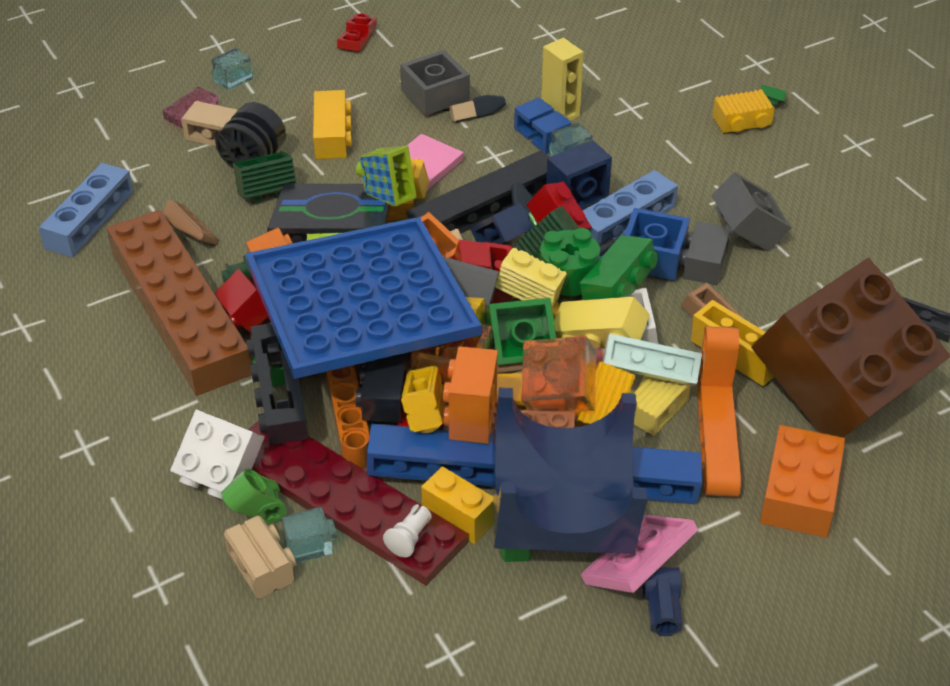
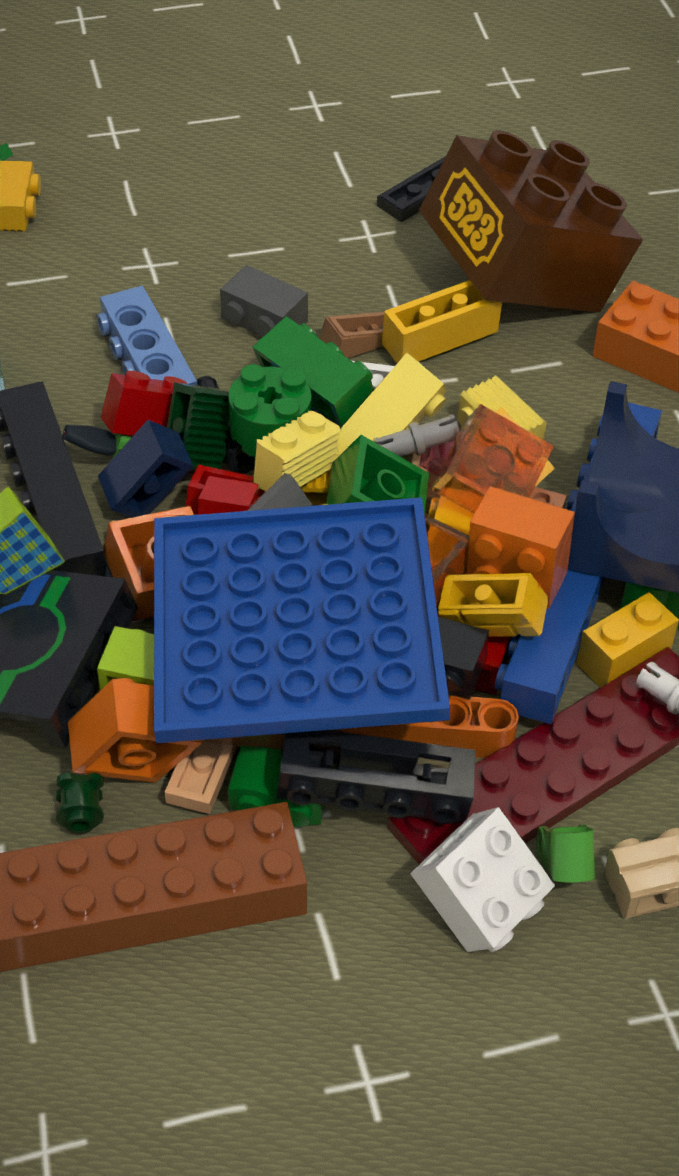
camera: 75 degrees left, 5 degrees up
(242, 301) = (168, 792): red brick -> none
(309, 534) = (636, 807): clear light blue brick -> none
(571, 329) = (420, 437): none -> light grey pin
(584, 171) = (76, 368): dark blue brick -> none
(652, 359) = (479, 382): light aqua plate -> none
(668, 237) = (223, 335): blue brick -> none
(717, 412) = (542, 376): orange beam -> none
(750, 212) = (228, 238): dark grey brick -> none

